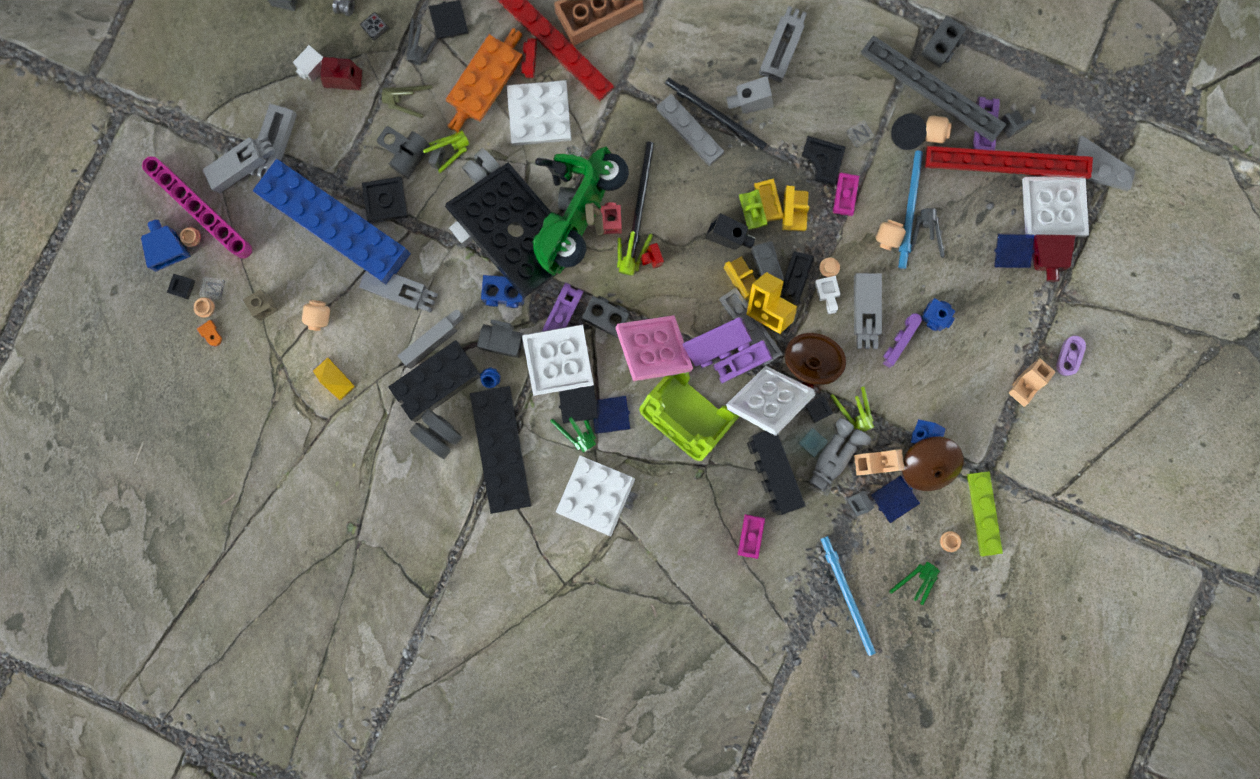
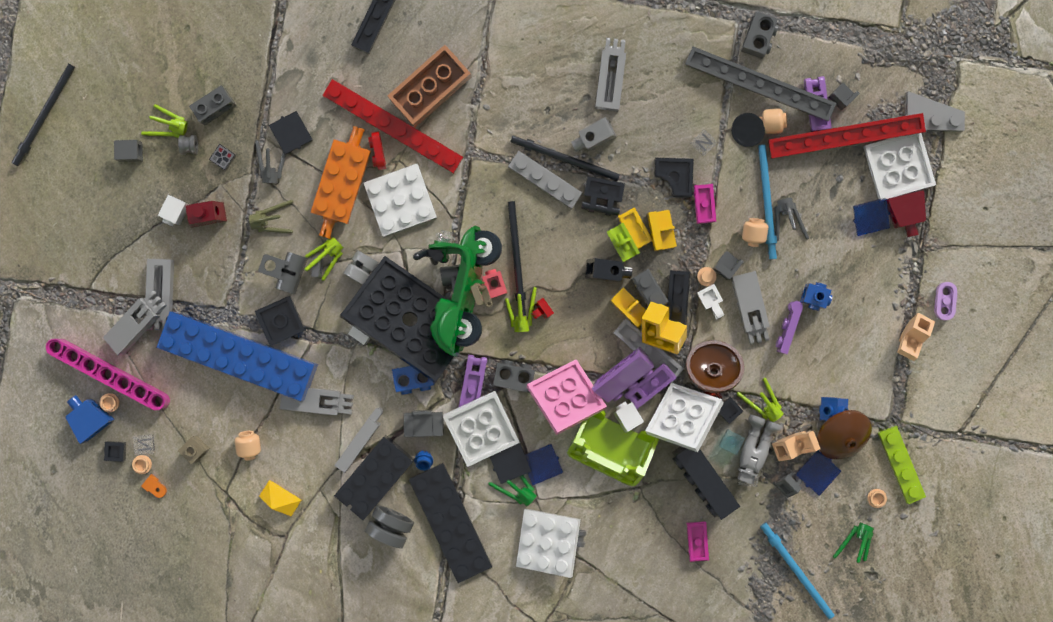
camera: 20 degrees left, 5 degrees up
(712, 387) = (628, 416): none -> white brick
(747, 154) = (603, 190): none -> black plate
(853, 262) = (727, 265): none -> dark grey panel

